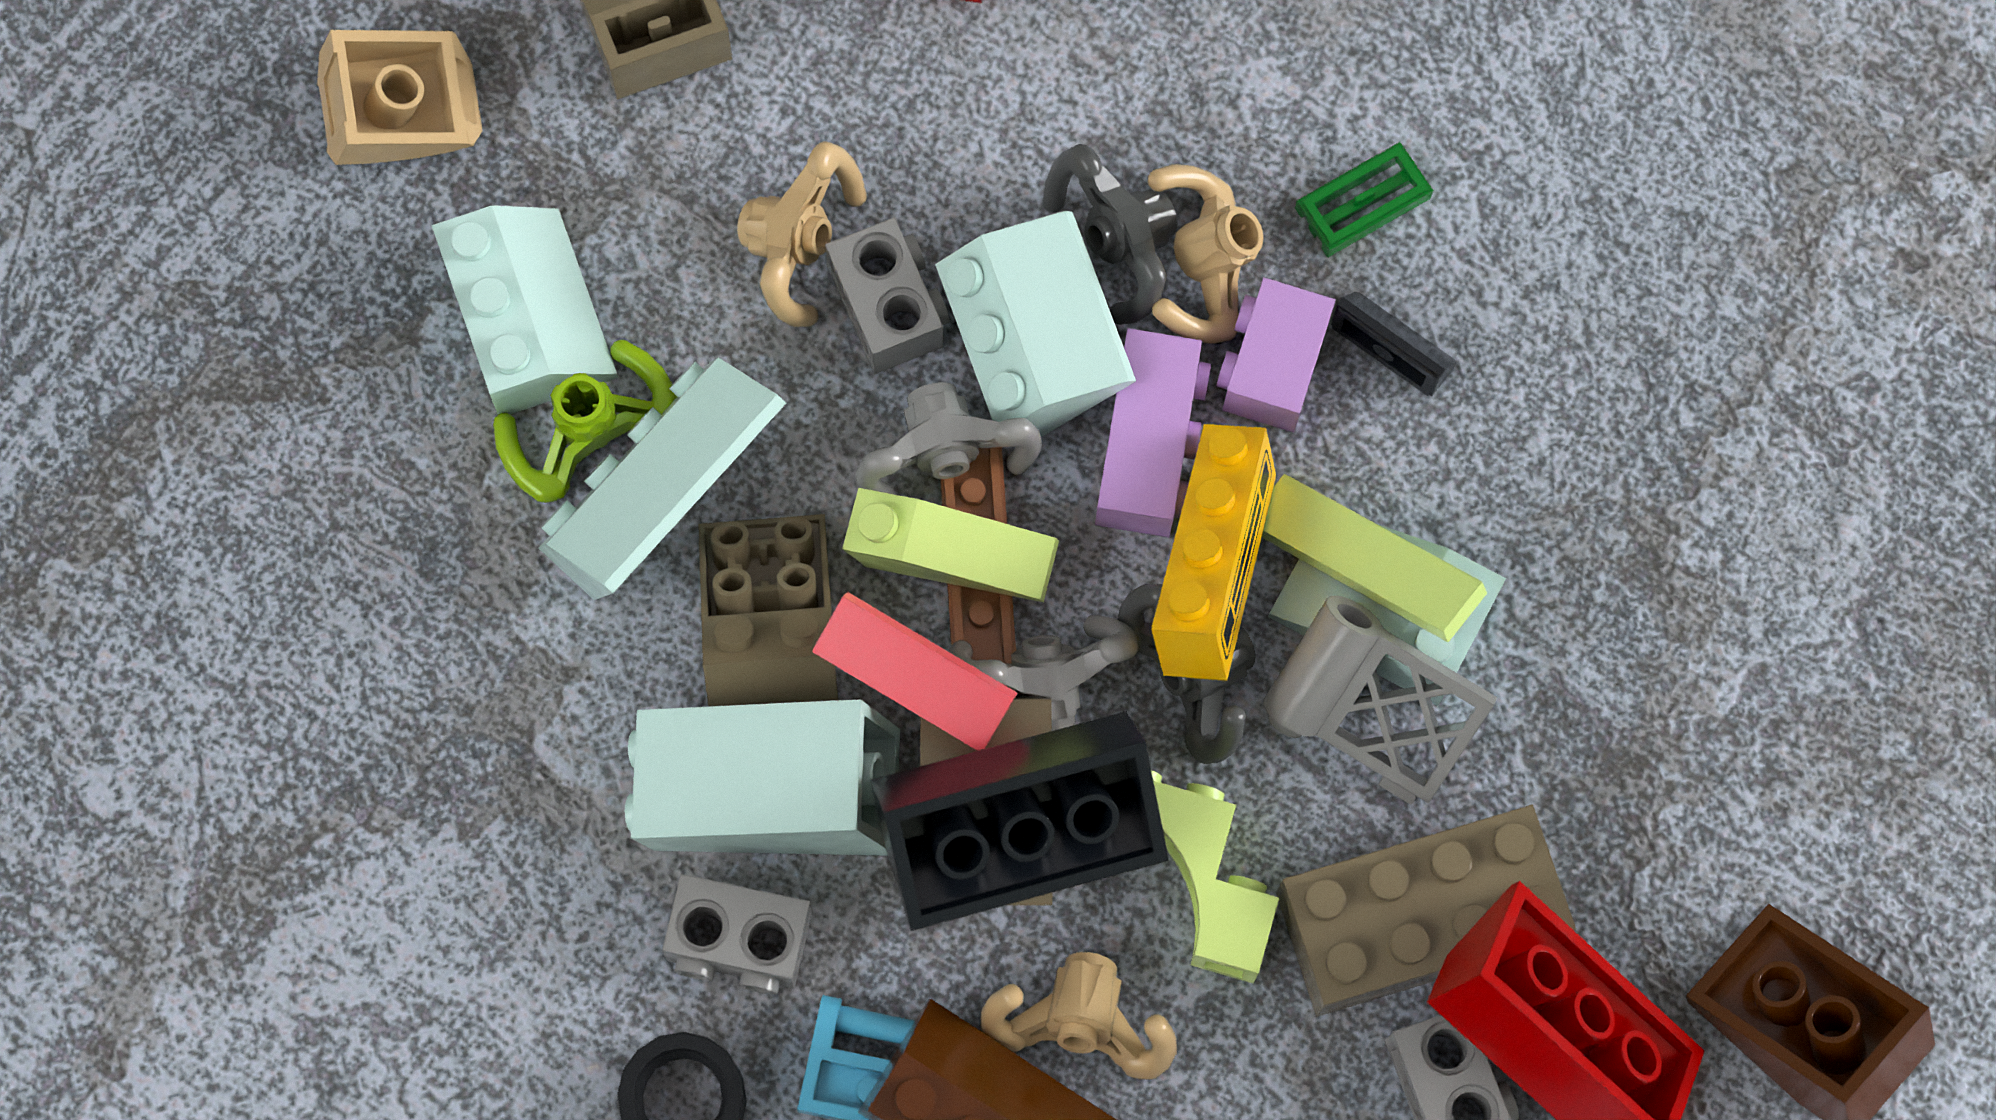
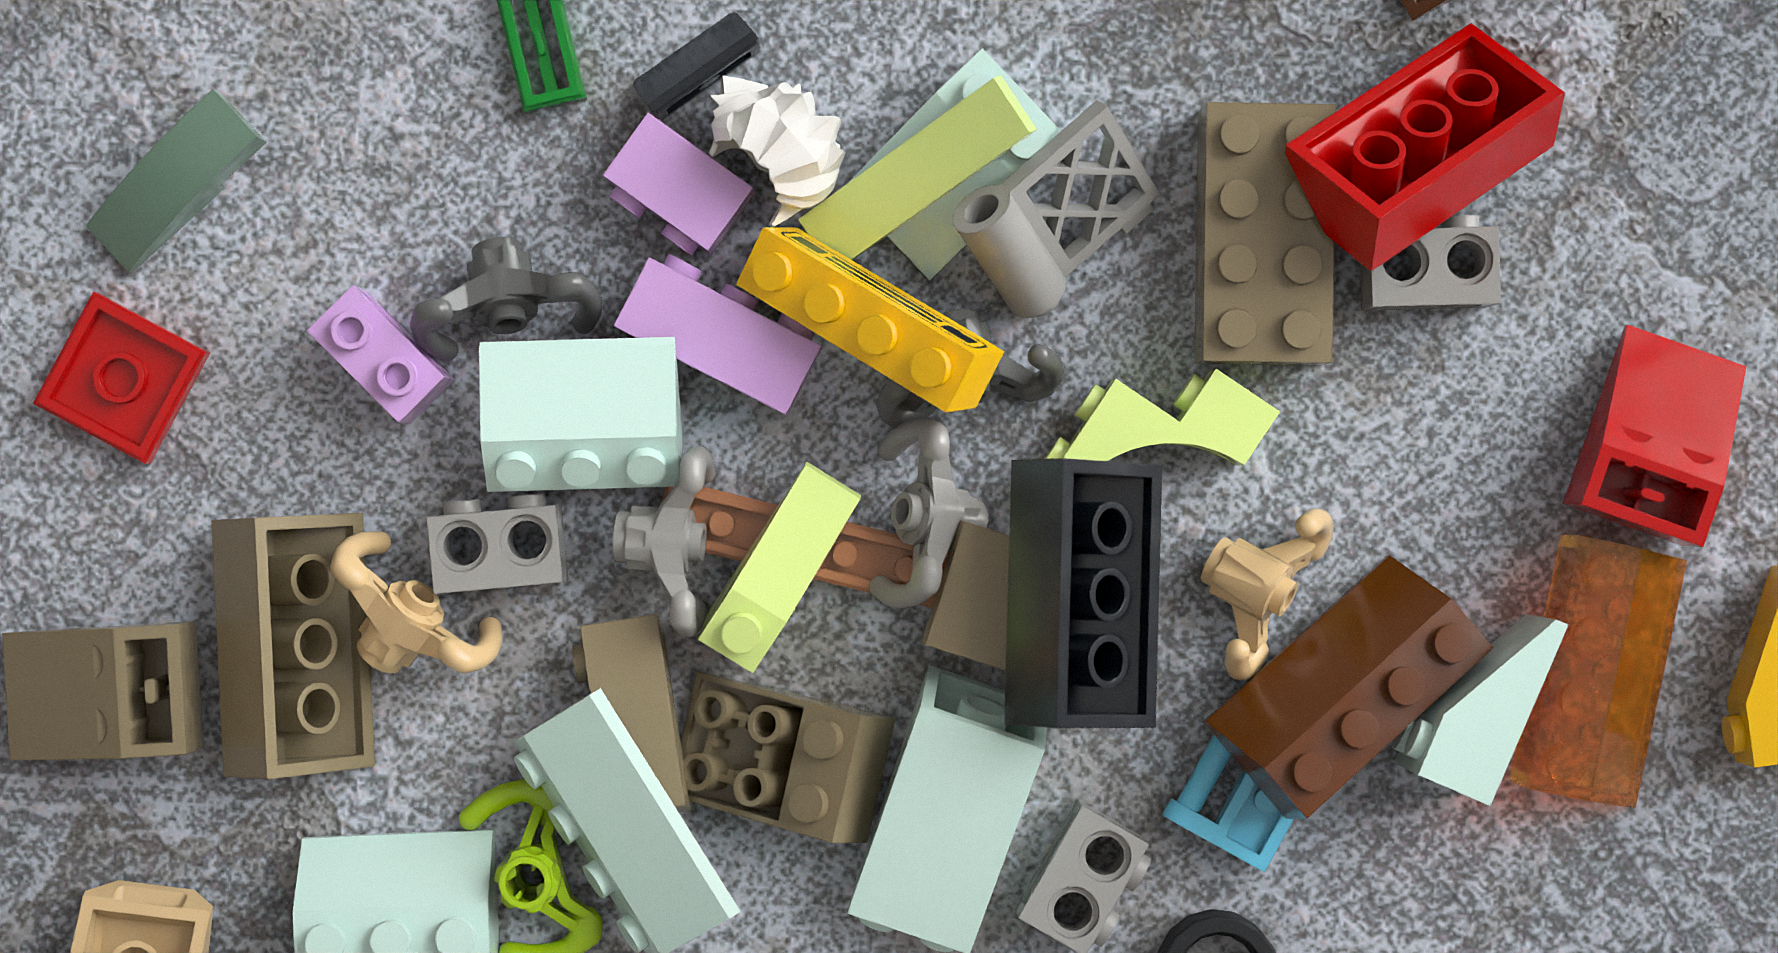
camera: 70 degrees left, 15 degrees up
(744, 135) = (288, 649): none -> dark tan slope
(798, 451) = (633, 671): none -> dark tan slope
(914, 672) = (907, 647): coral tile -> none
(1029, 139) = (380, 355): none -> lavender brick
(1209, 253) = (553, 217): tan piece -> none
(1356, 429) = (781, 138): none -> white hair

